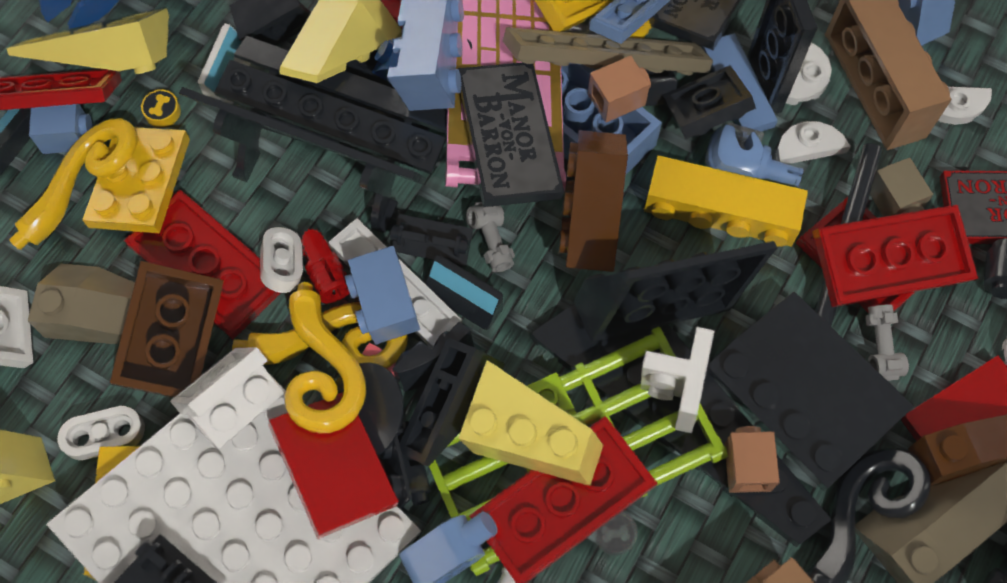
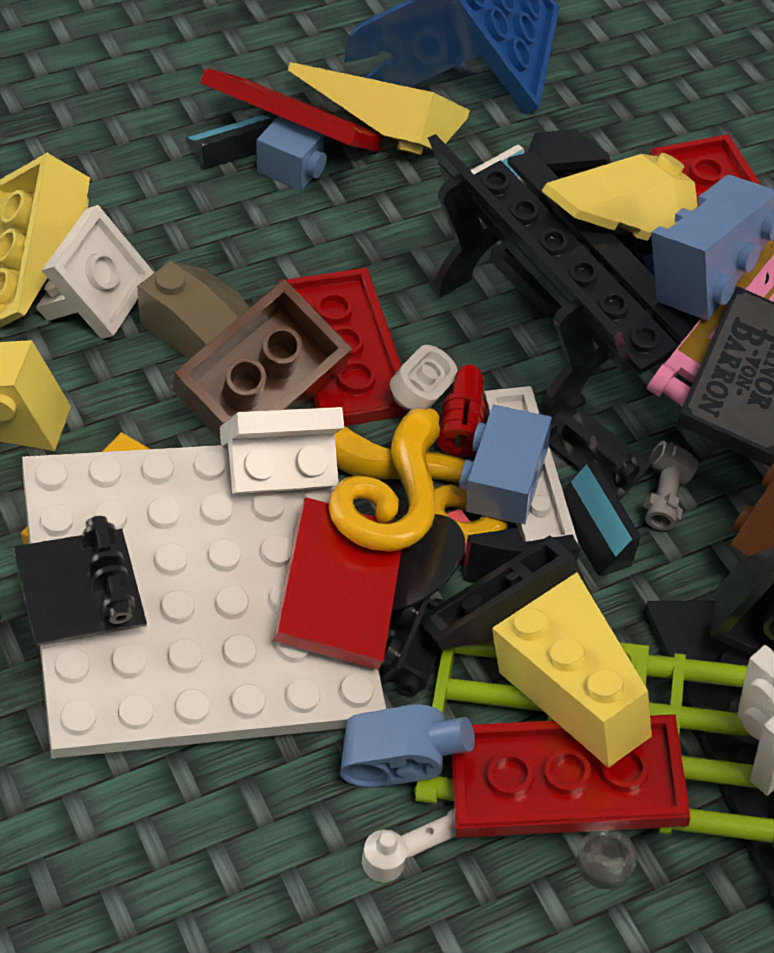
camera: 30 degrees right, 15 degrees down
(89, 148) = (302, 186): yellow plant -> none
(102, 430) = (132, 420): white plate -> none
(142, 189) = (331, 236): yellow plate -> none
(161, 108) = (400, 191): tile -> none

